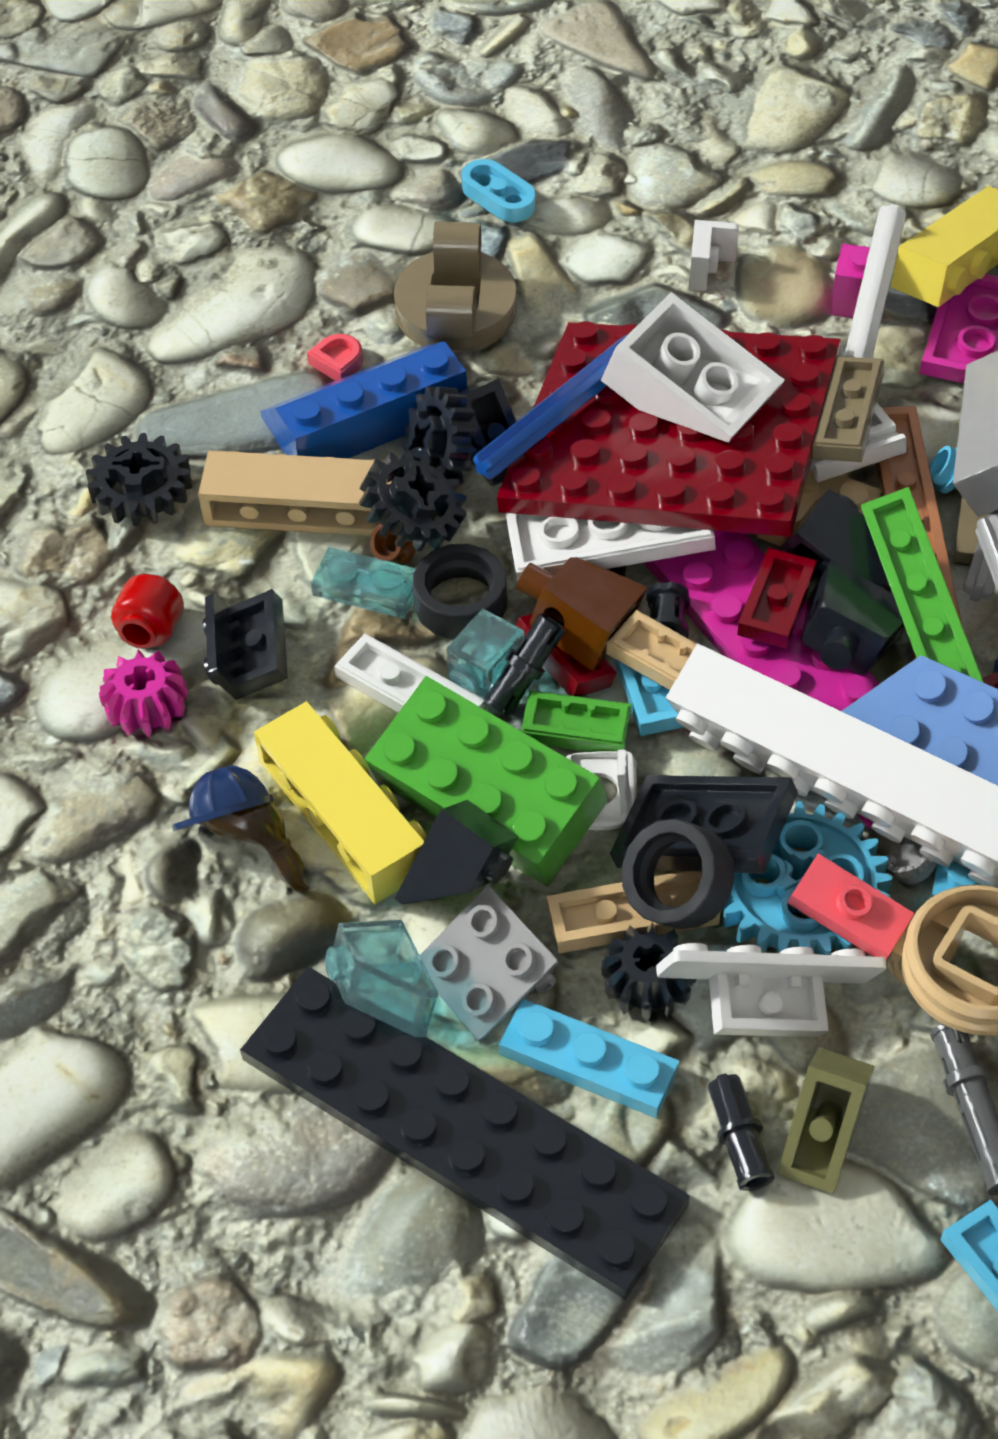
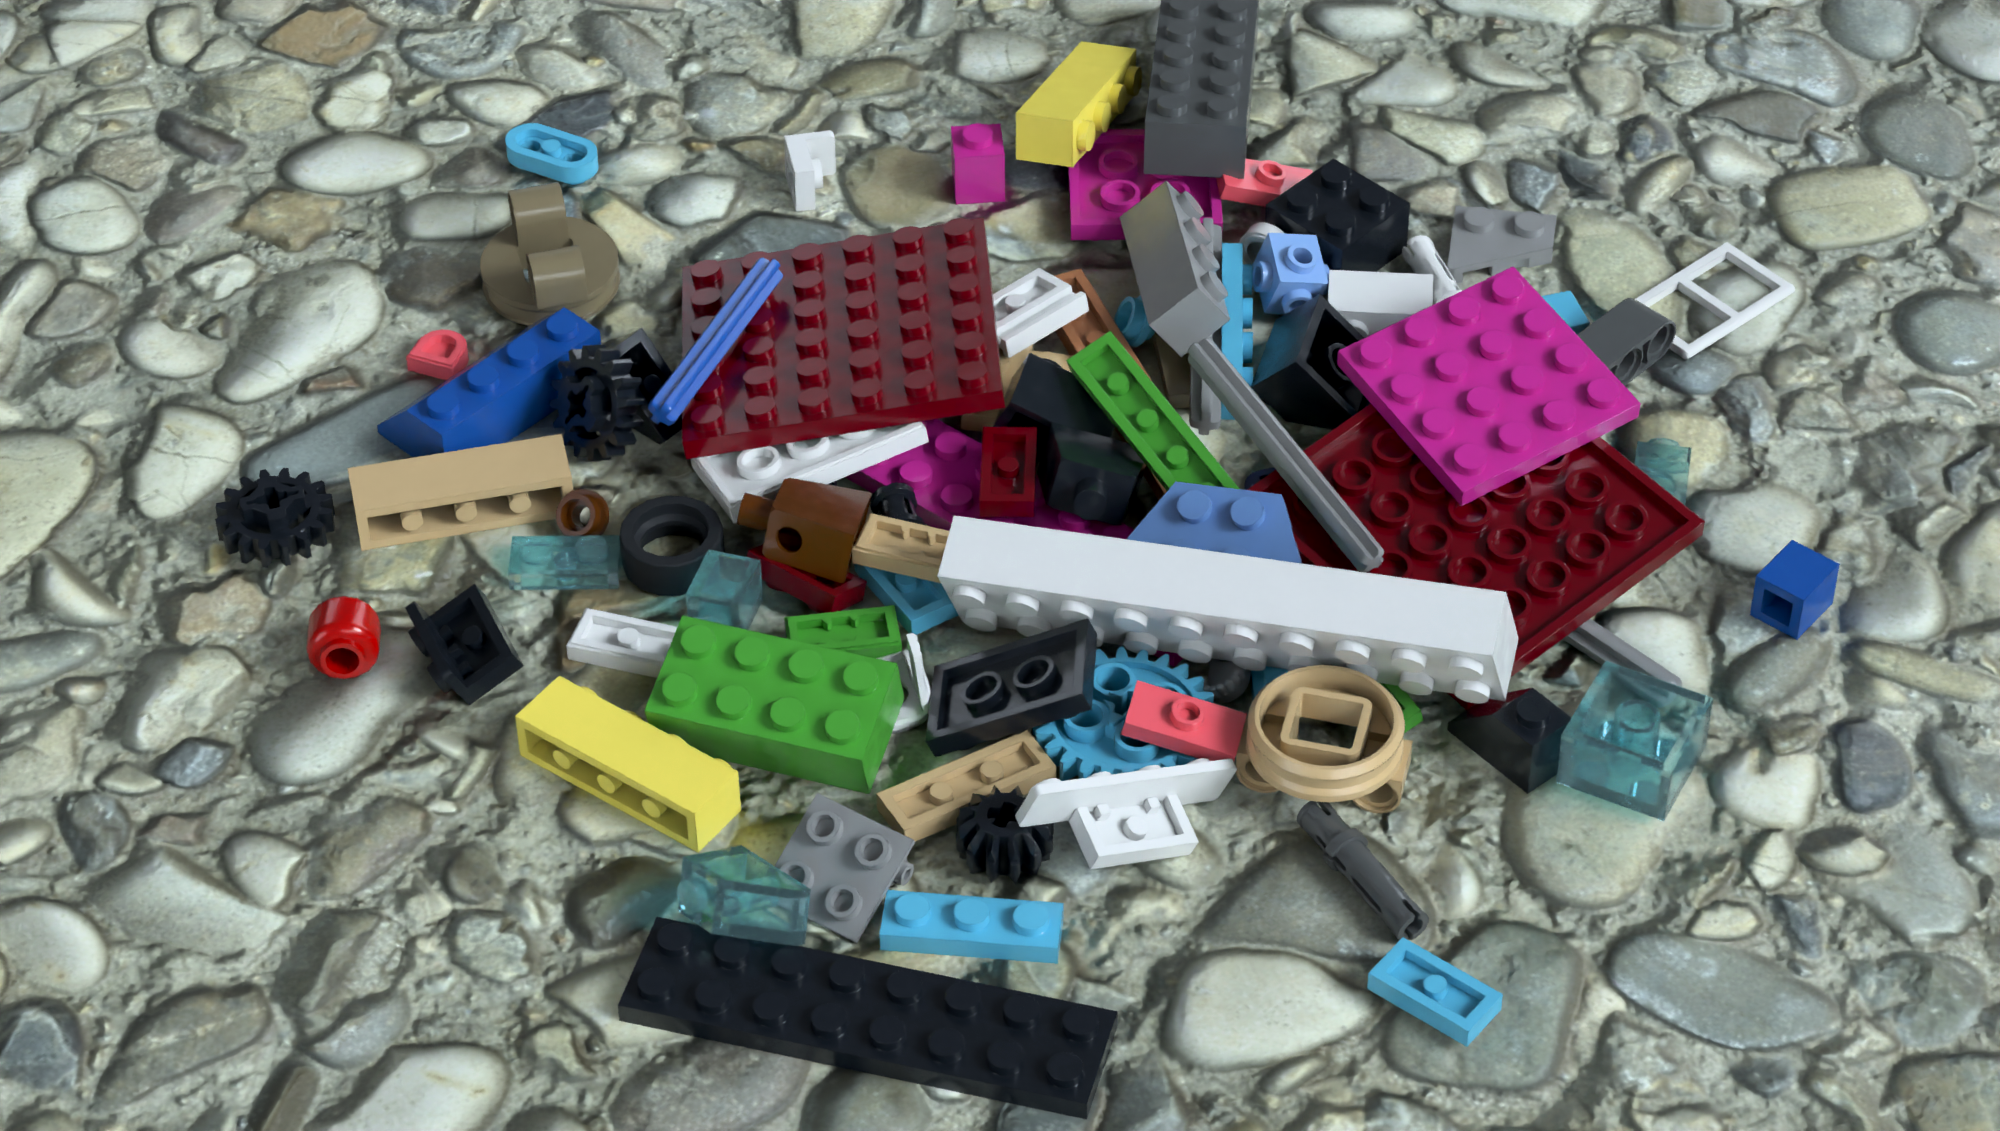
camera: 20 degrees left, 10 degrees down
(143, 693) = (372, 715): dark pink gear -> none
(240, 808) = (532, 787): piece -> none
(412, 500) = (596, 463): black gear -> none
(458, 855) = (778, 771): black slope -> none
(525, 664) = (775, 585): black pin -> none
(641, 863) = (970, 712): black tyre -> none
(689, 372) = (844, 276): white slope -> none
(740, 1132) = (1146, 949): black axle -> none
(825, 1119) = (1224, 915): olive slope -> none
(848, 409) = (1017, 280): dark tan tile -> none
(875, 282) = (1002, 180): white axle -> none

